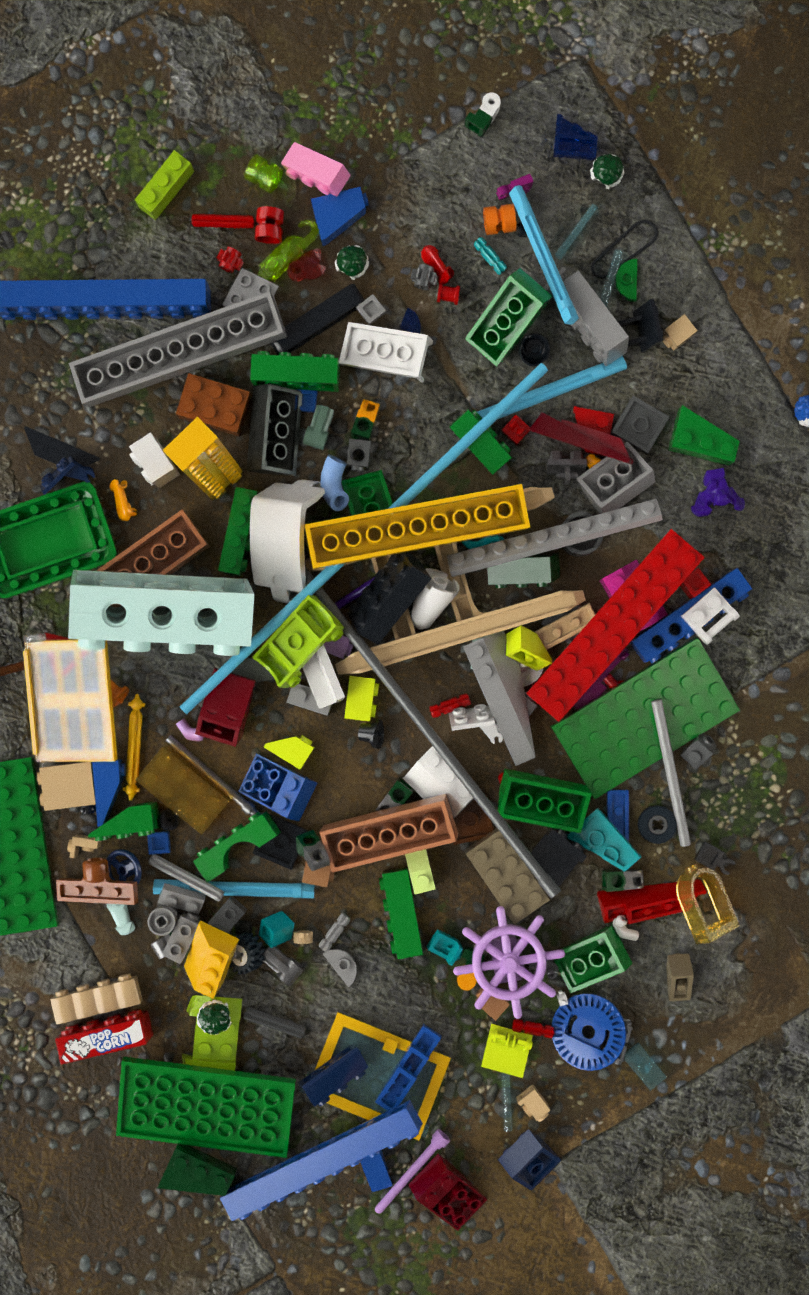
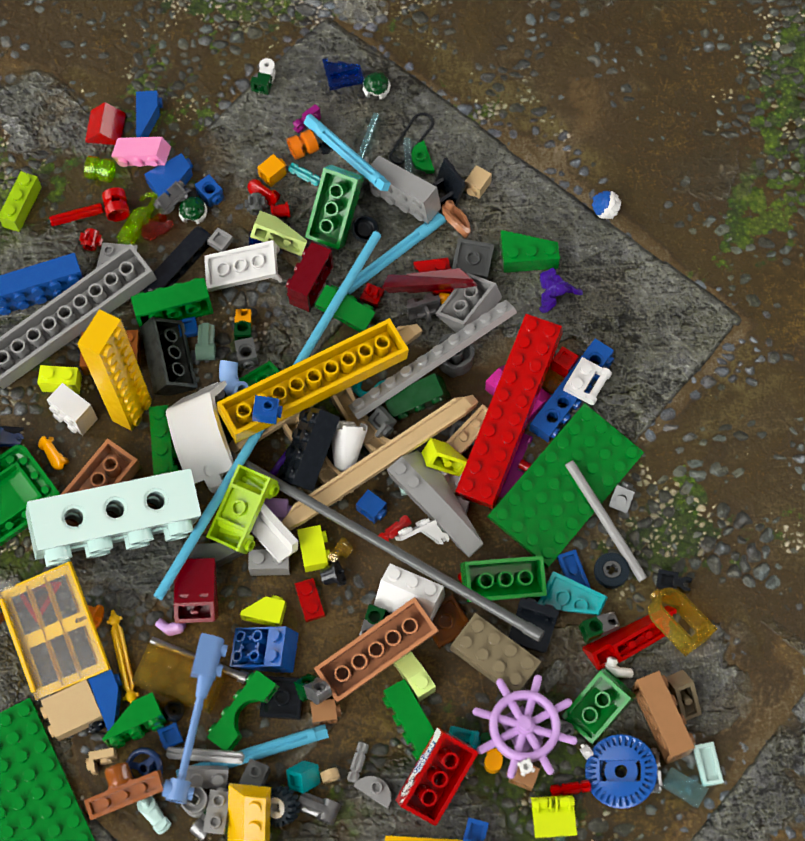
camera: 20 degrees left, 20 degrees down
(151, 418) = (53, 376): none -> neon yellow brick
(211, 798) = (205, 669): none -> medium blue bar
(286, 117) = (105, 125): none -> red slope
(337, 118) = (147, 111): none -> blue slope
(339, 750) = (309, 600): none -> red plate
(341, 237) = (167, 202): none -> flat silver hinge
(354, 553) = (266, 410): none -> blue brick
(378, 234) = (206, 185): none -> blue brick
(389, 708) = (342, 550): none -> clear yellow bar
(405, 980) = (436, 776): none -> red brick
(435, 321) = (272, 228): none -> yellowish green slope
(435, 674) = (372, 507): none -> blue brick
(454, 389) = (309, 276): none -> dark red brick
(455, 239) = (272, 170): none -> light orange brick
(477, 586) = (382, 421): none -> dark grey bracket
(495, 1005) = (526, 766): none -> white piece
(639, 369) = (456, 218): none -> nougat arm
(650, 997) = (663, 717): none -> medium nougat brick
(676, 599) = (552, 381): none -> clear orange tile
(676, 1050) = (708, 764): none -> light aqua tile

